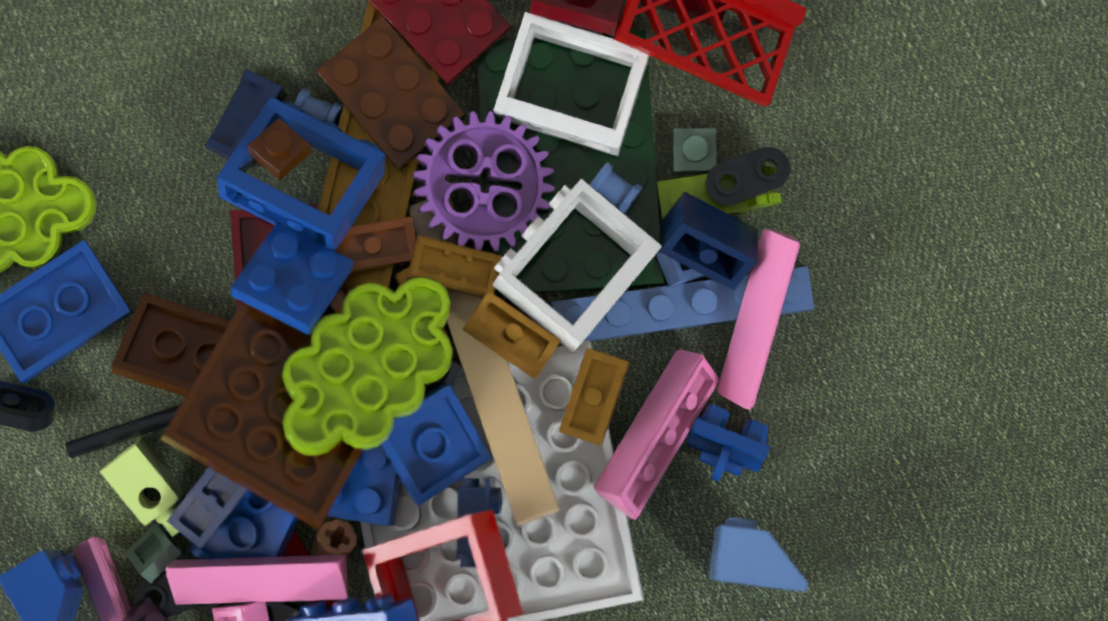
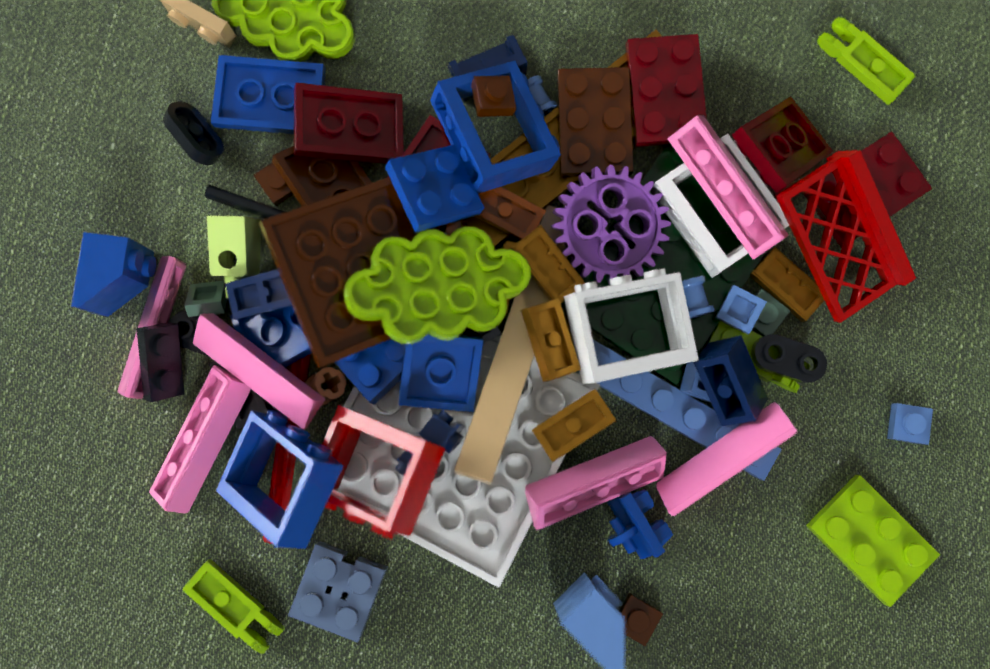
camera: 30 degrees right, 0 degrees up
(127, 393) = (273, 184): none -> reddish brown plate
(157, 279) = (347, 123): none -> dark red plate
(563, 63) = (727, 186): none -> bright pink slope
(666, 166) = (740, 309): none -> medium blue plate
(694, 105) = (788, 284): none -> pearl gold plate
(797, 530) = (639, 618): none -> reddish brown plate
(910, 147) = (910, 423): none -> medium blue plate
(957, 284) = (872, 540): none -> lime plate

